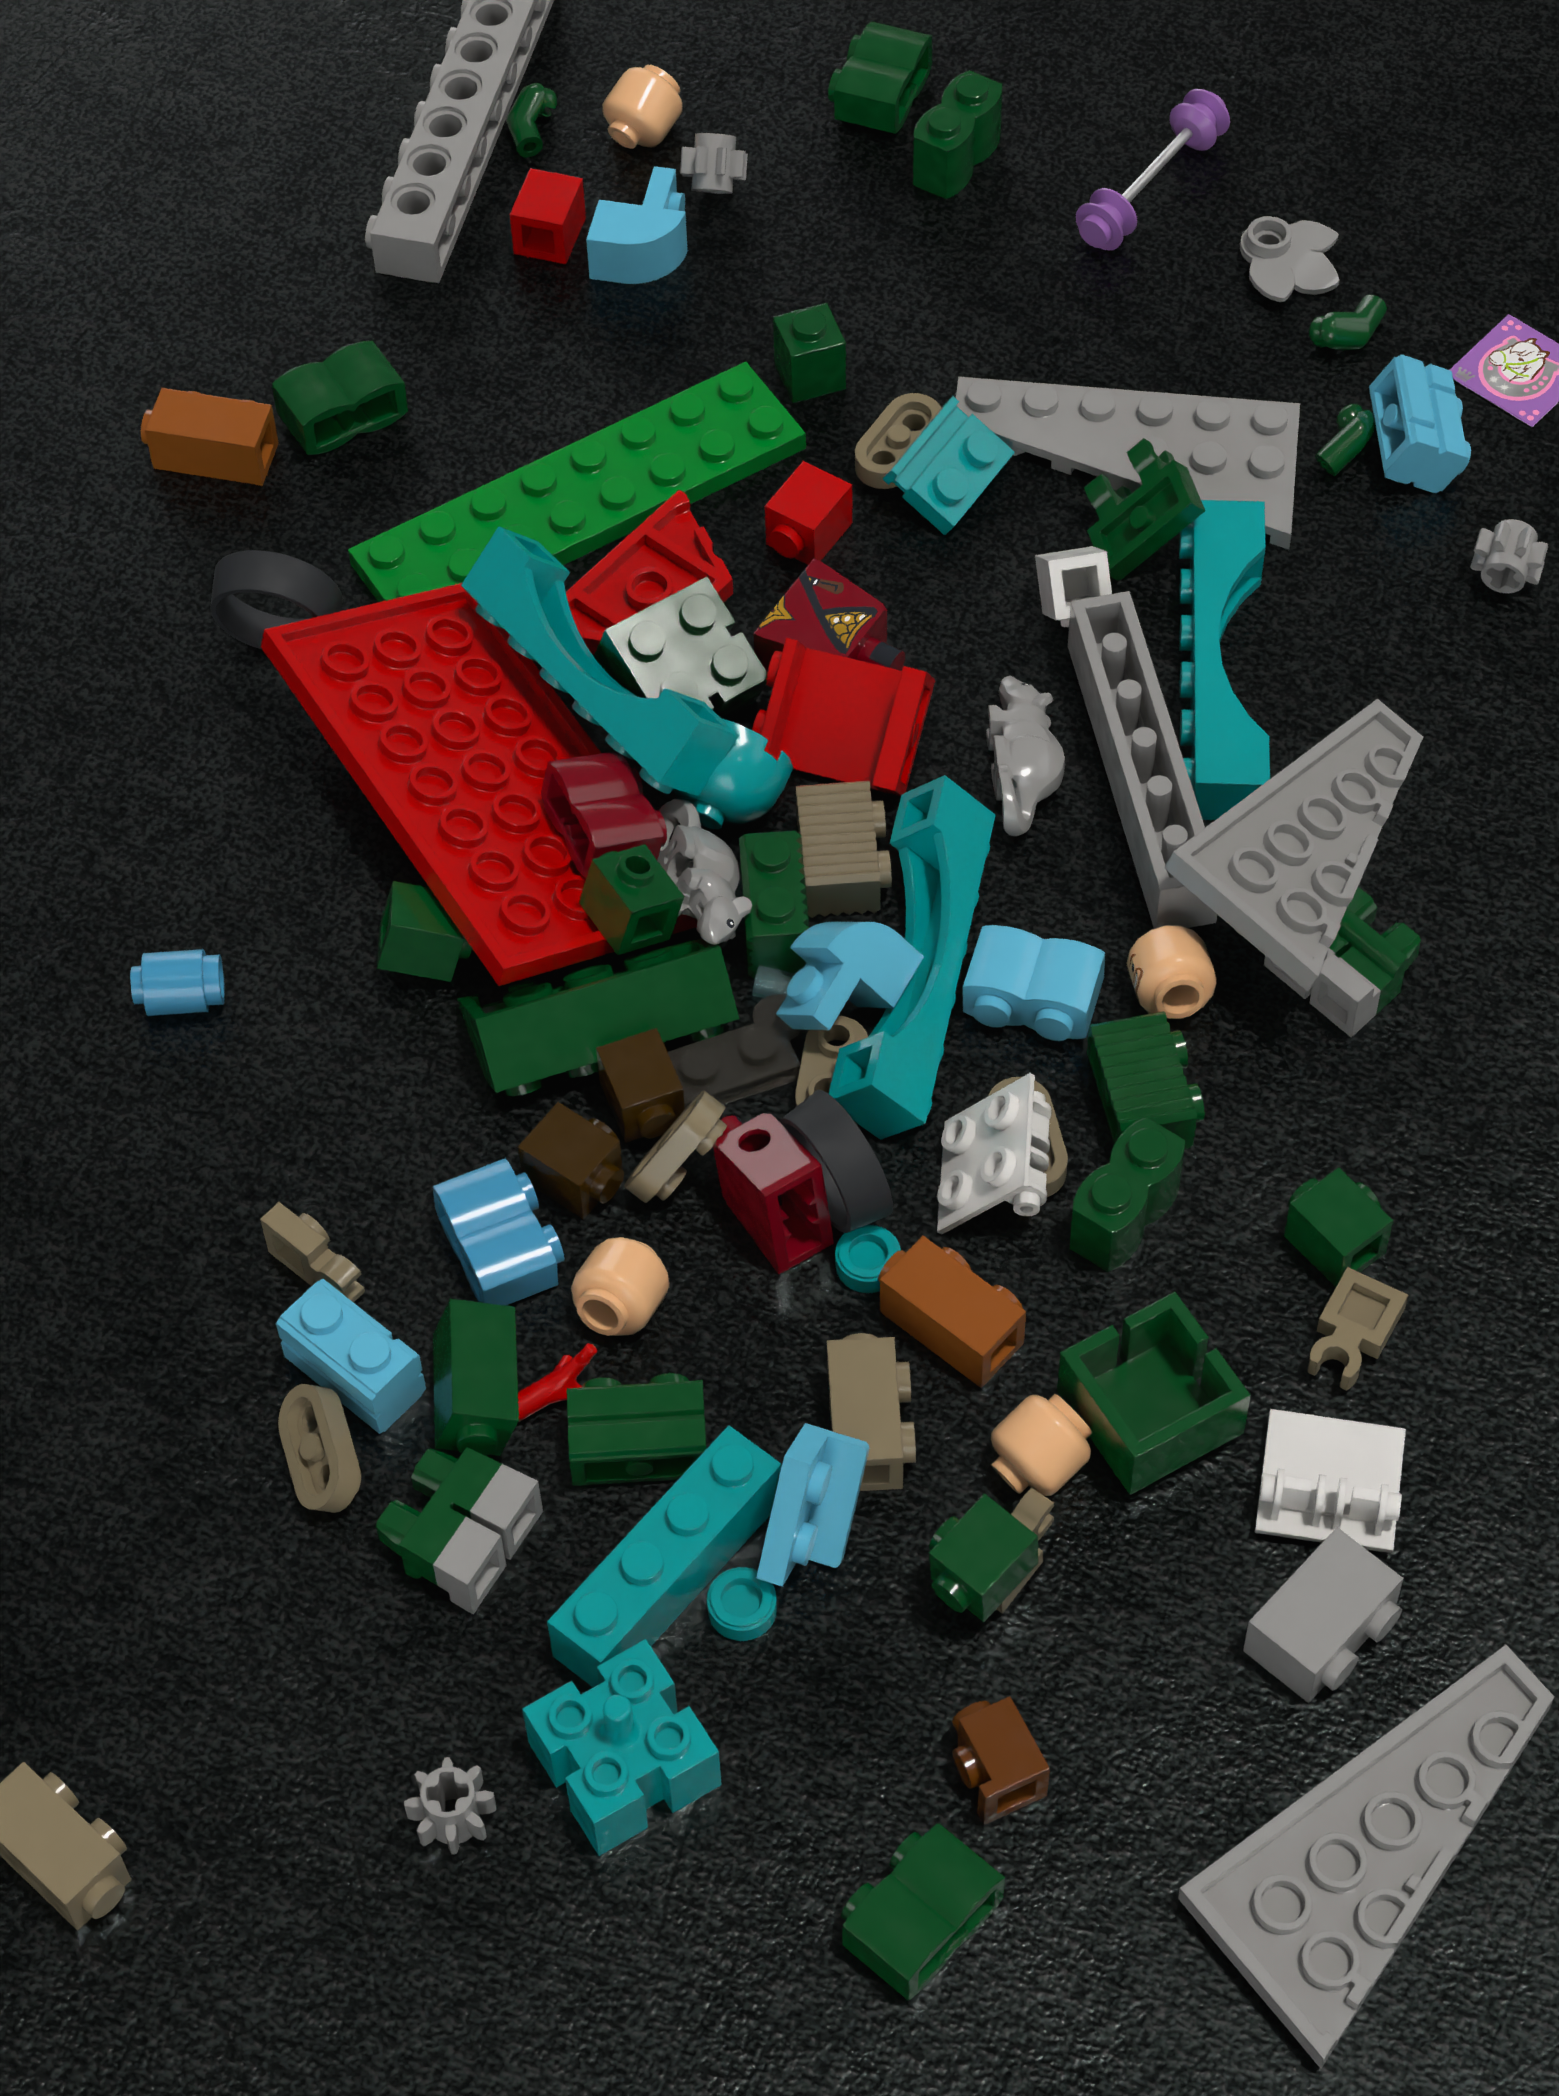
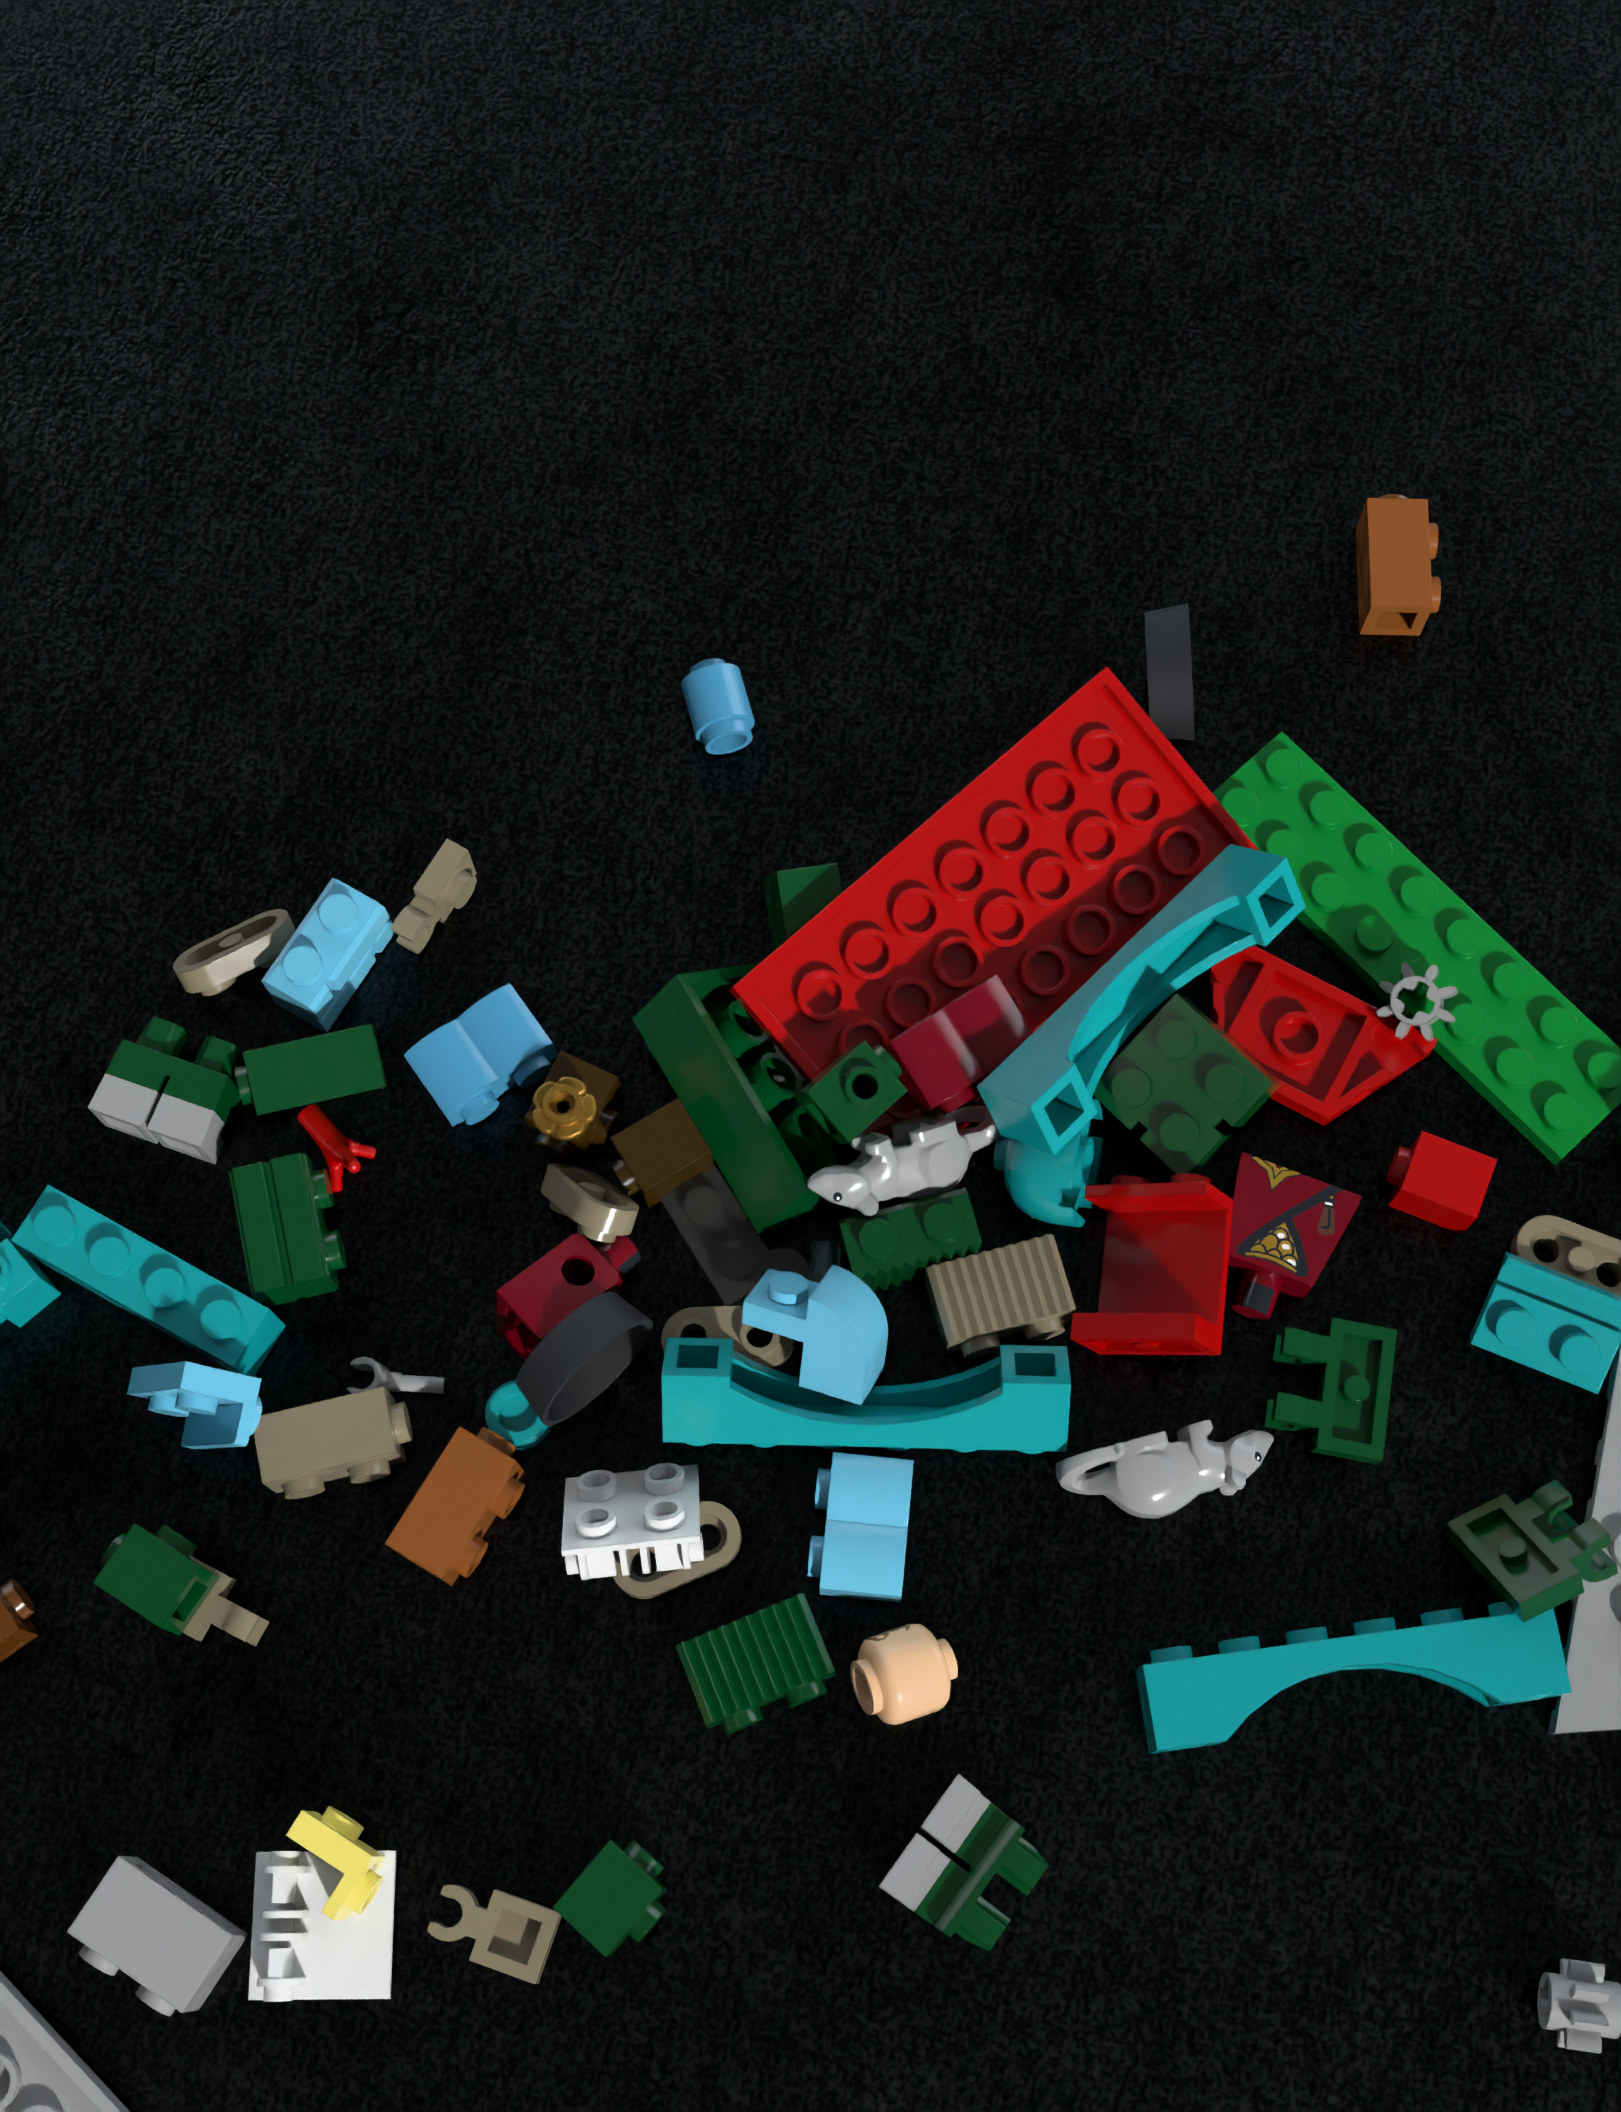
camera: 80 degrees right, 15 degrees up
(340, 397) = (1480, 674): dark green brick -> none
(589, 1154) = (568, 1124): none -> pearl gold plate
(619, 1287) = (439, 1181): light nougat head -> none
(640, 472) = (1413, 984): none -> light grey gear
(741, 1604) = (124, 1352): teal tile -> none
(813, 1362) = (396, 1381): none -> light grey hand
(978, 612) = (1351, 1392): none -> dark green plate
(1040, 1445) = (314, 1619): light nougat head -> none
(1071, 577) = (1404, 1488): white brick -> none
(1126, 1194) = (629, 1670): dark green brick -> none
(1137, 750) = (1171, 1600): light grey brick -> none
(1150, 1408) = (370, 1723): dark green piece -> none
(1261, 1436) = (336, 1841): none -> light yellow bracket
(1300, 842) = (1059, 1793): light grey wing -> none

